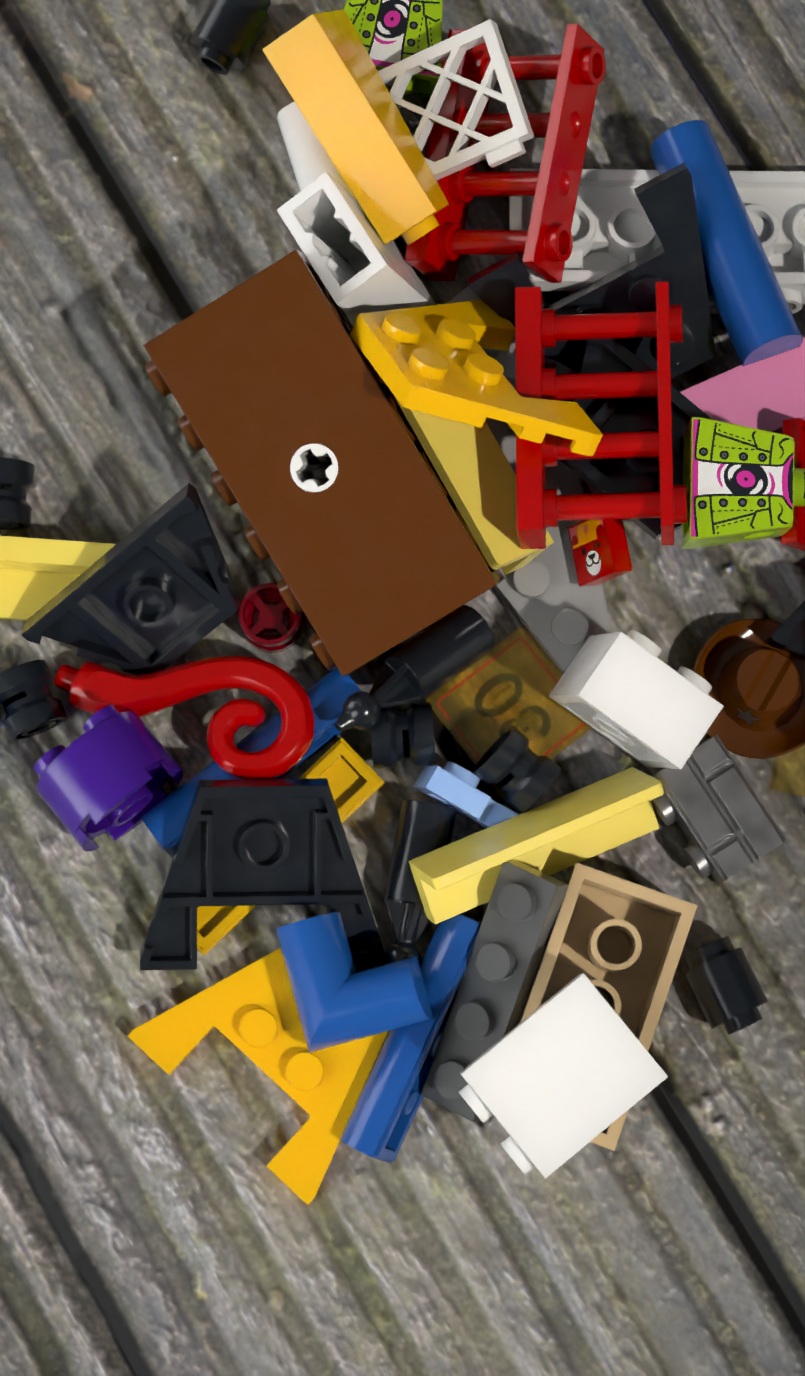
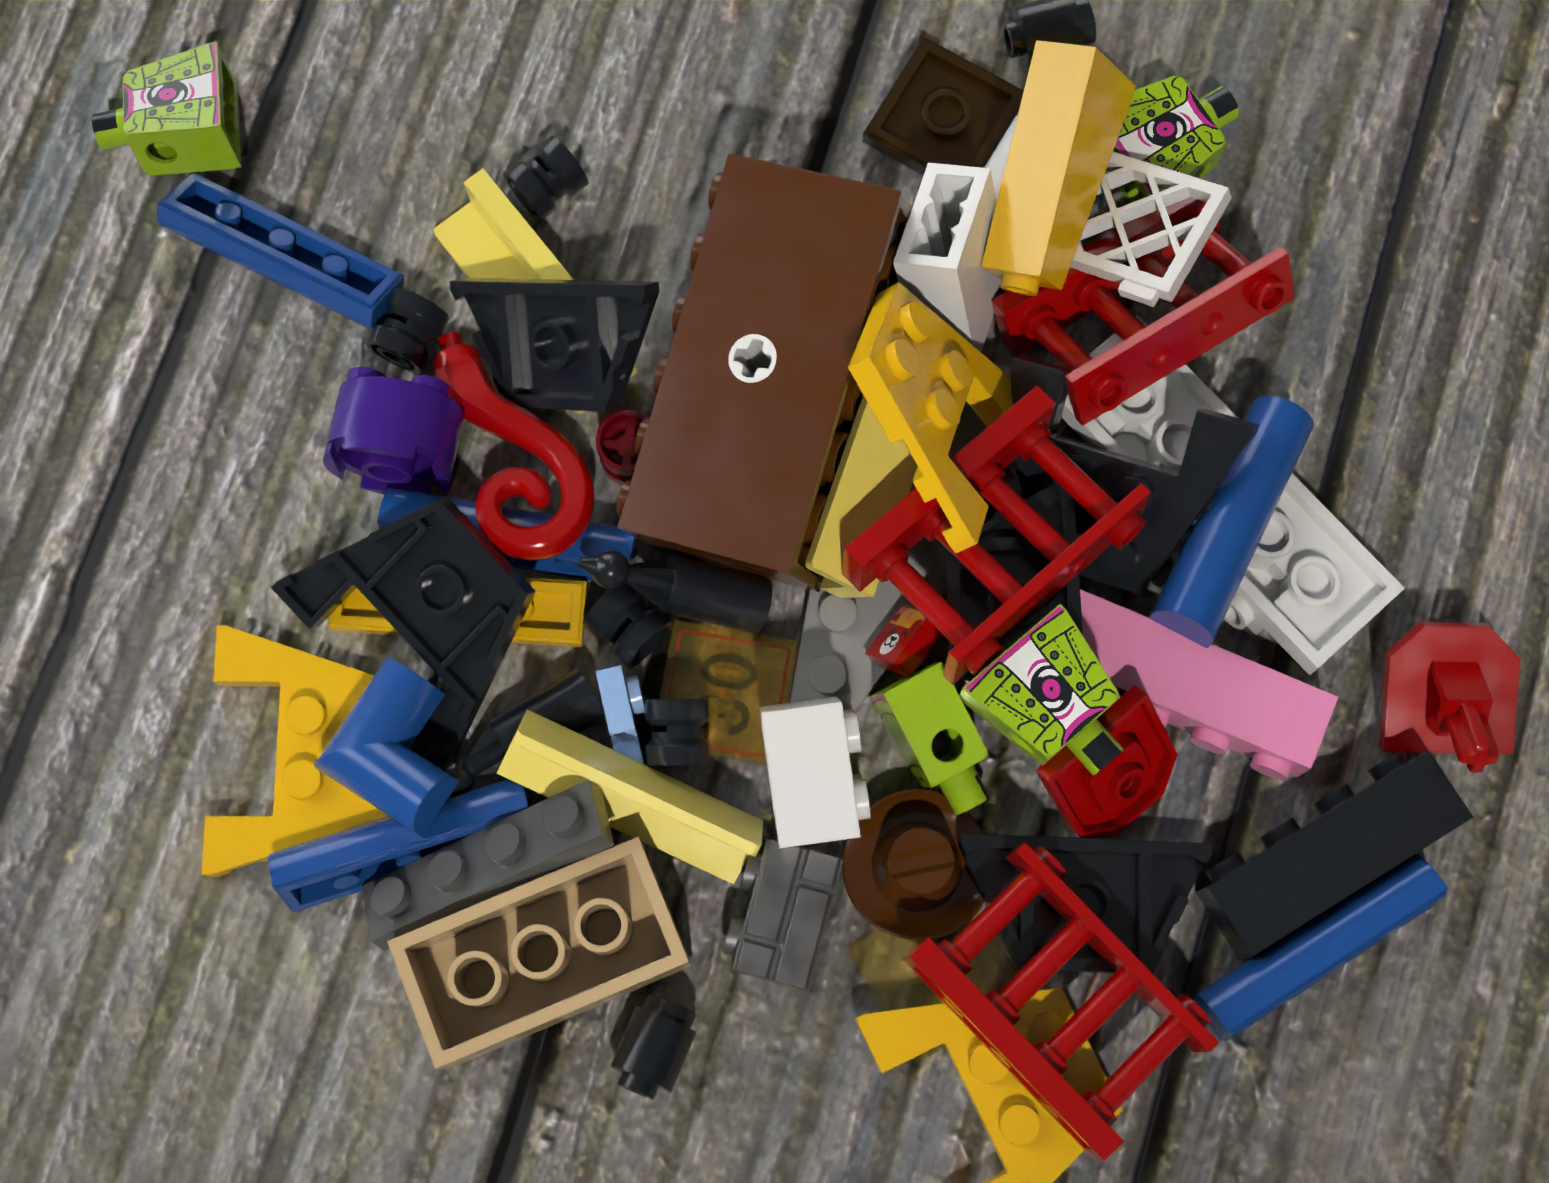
camera: 50 degrees right, 5 degrees down
(226, 163) = (943, 111): none -> dark brown plate
(560, 1077) = (450, 970): white brick -> none
(682, 590) = (918, 710): none -> lime torso

